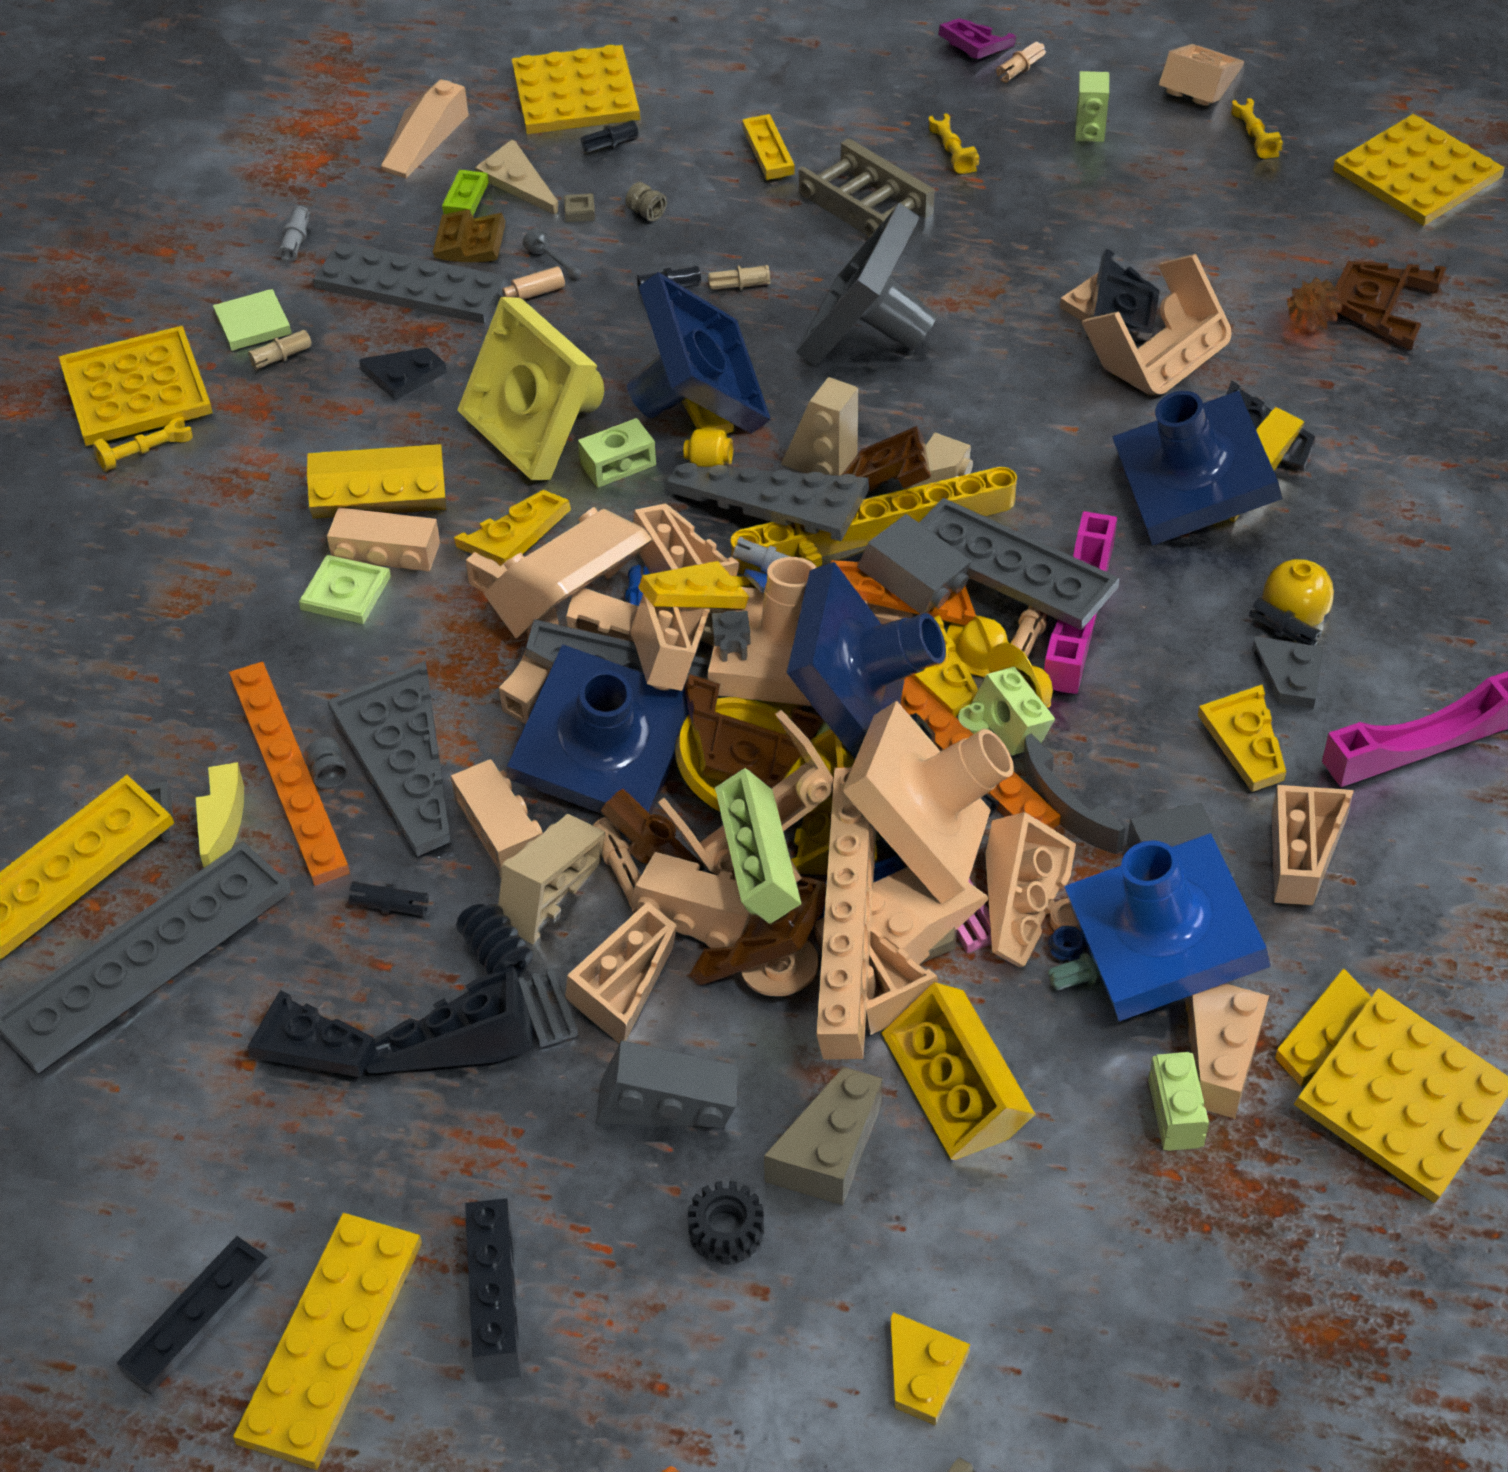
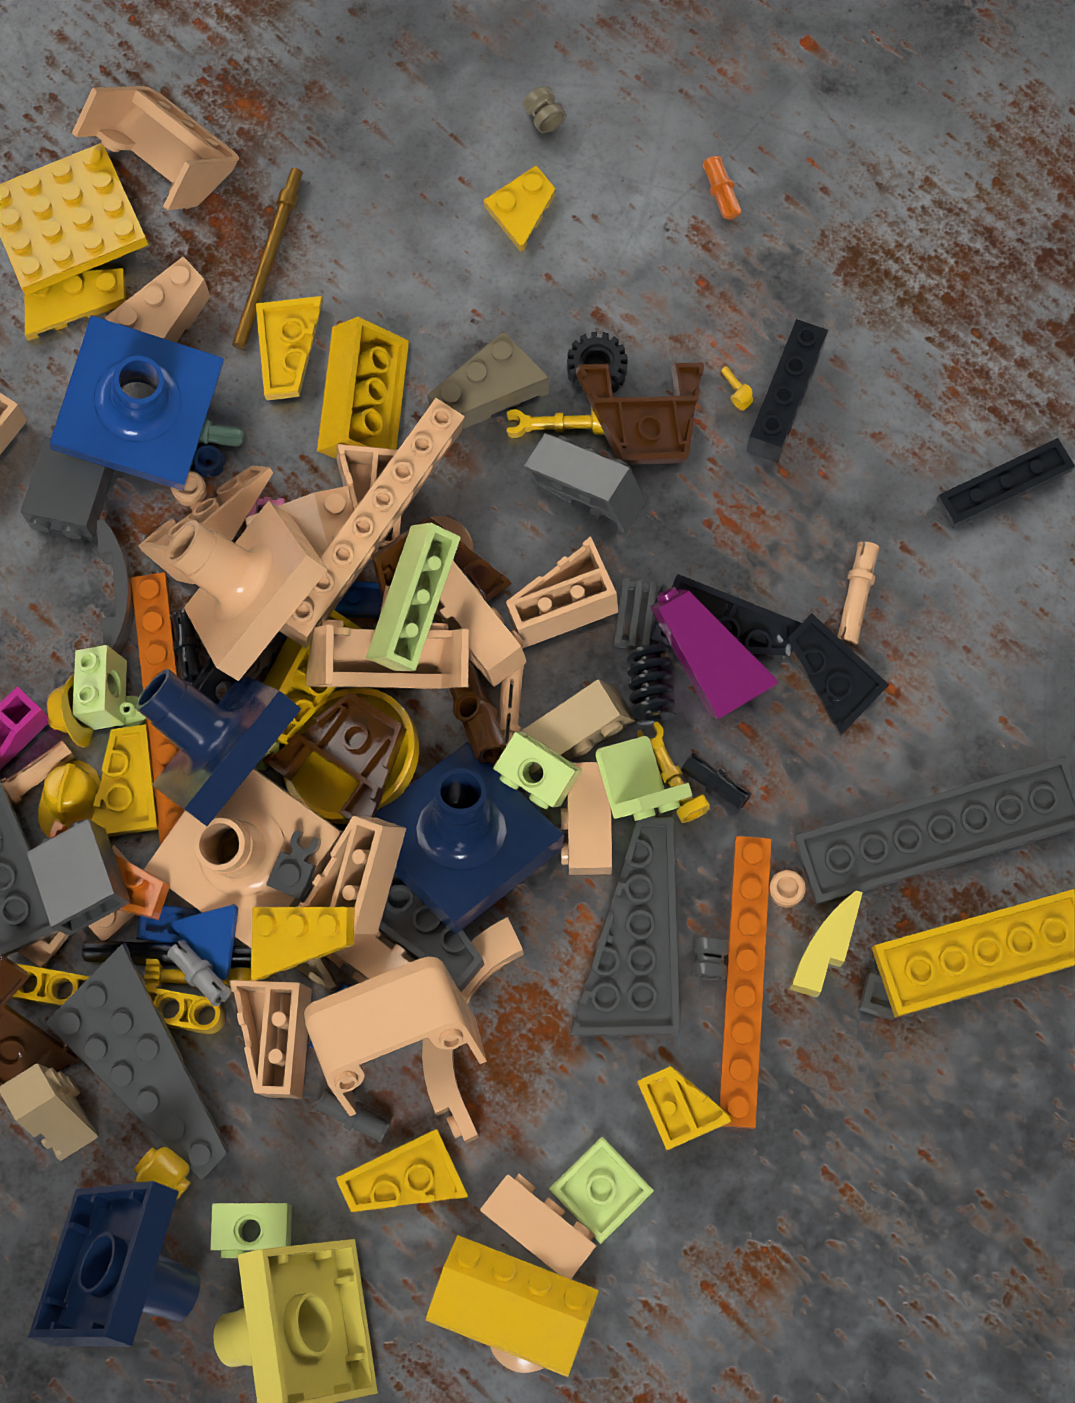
camera: 150 degrees left, 25 degrees up
(280, 851) = (787, 888): none -> light nougat tile
(301, 655) = (680, 1107): none -> yellow wing
(321, 1137) = (861, 579): none -> light nougat pin
(328, 1341) = (913, 423): yellow plate -> none
(403, 866) = (690, 807): none -> yellow piece
(443, 977) = (712, 657): none -> magenta slope
(459, 846) = (635, 780): none -> yellowish green bracket
(543, 1275) = (743, 396): none -> yellow hand
(559, 802) = (558, 772): none -> yellowish green brick
(628, 1177) = (645, 427): none -> reddish brown wing
(693, 1164) = (558, 423): none -> yellow piece
(1075, 1086) = (285, 343): none -> yellow wing
(1178, 1101) = (225, 289): yellowish green brick -> none
(1189, 1234) = (286, 202): none -> pearl gold bar
(1364, 1239) = (161, 136): none -> light nougat windscreen

